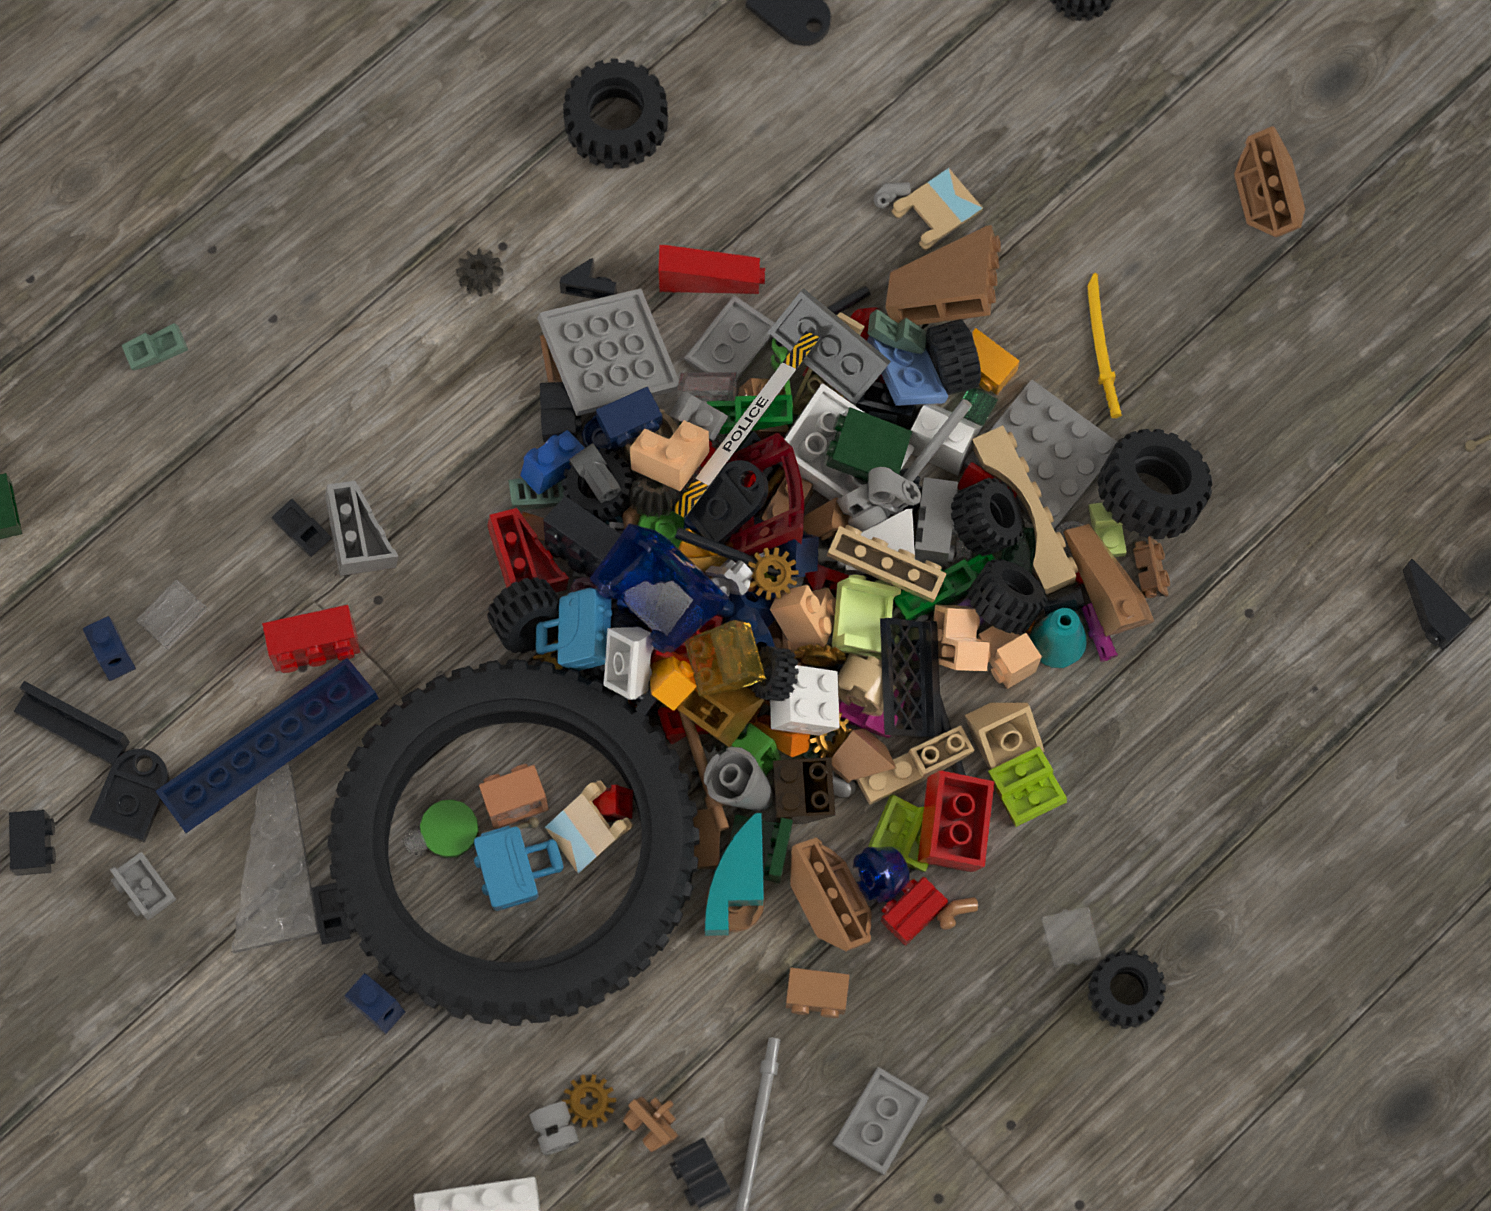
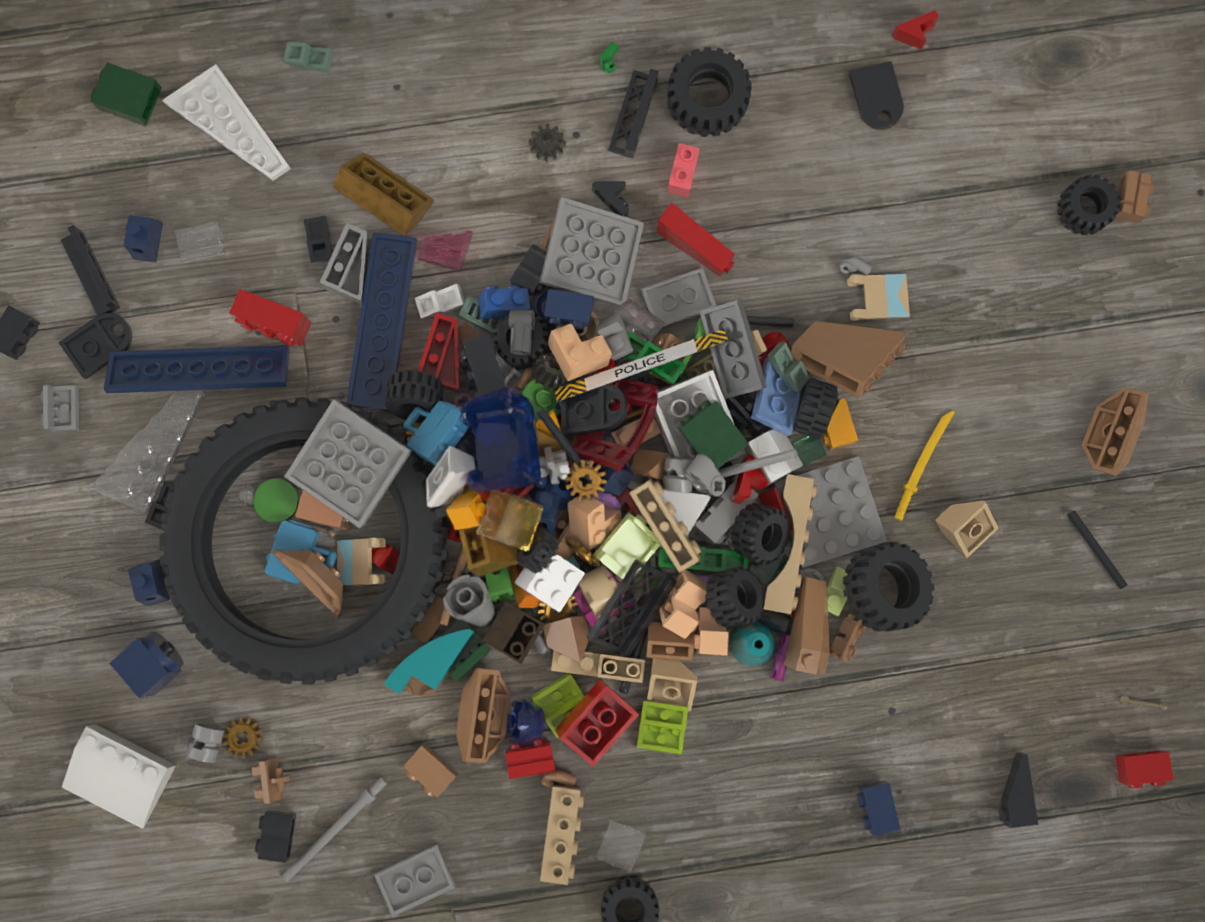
camera: 35 degrees right, 10 degrees up
(104, 466) = (220, 113): none -> white wing
(339, 436) = (382, 193): none -> pearl gold slope
(432, 566) = (381, 319): none -> dark blue plate
(435, 1084) = (148, 664): none -> dark blue piece
(449, 450) = (446, 251): none -> clear pink wing
(475, 512) = (440, 301): none -> white slope
(480, 148) = (606, 58): none -> green arm
(511, 720) = (348, 463): none -> light grey plate
(553, 872) = (315, 576): none -> medium nougat wedge
(557, 178) = (641, 113): none -> black fence
(644, 209) = (683, 170): none -> coral brick
(814, 582) = (608, 500): none -> medium lavender piece
(937, 473) = (747, 481): none -> red slope
(972, 691) = (668, 645): none -> medium nougat brick
(1000, 964) = (560, 834): none -> tan brick
(1190, 375) = (967, 525): none -> tan slope
(1304, 714) = (878, 808): none -> dark blue brick
(1337, 315) = (1096, 548): none -> black bar

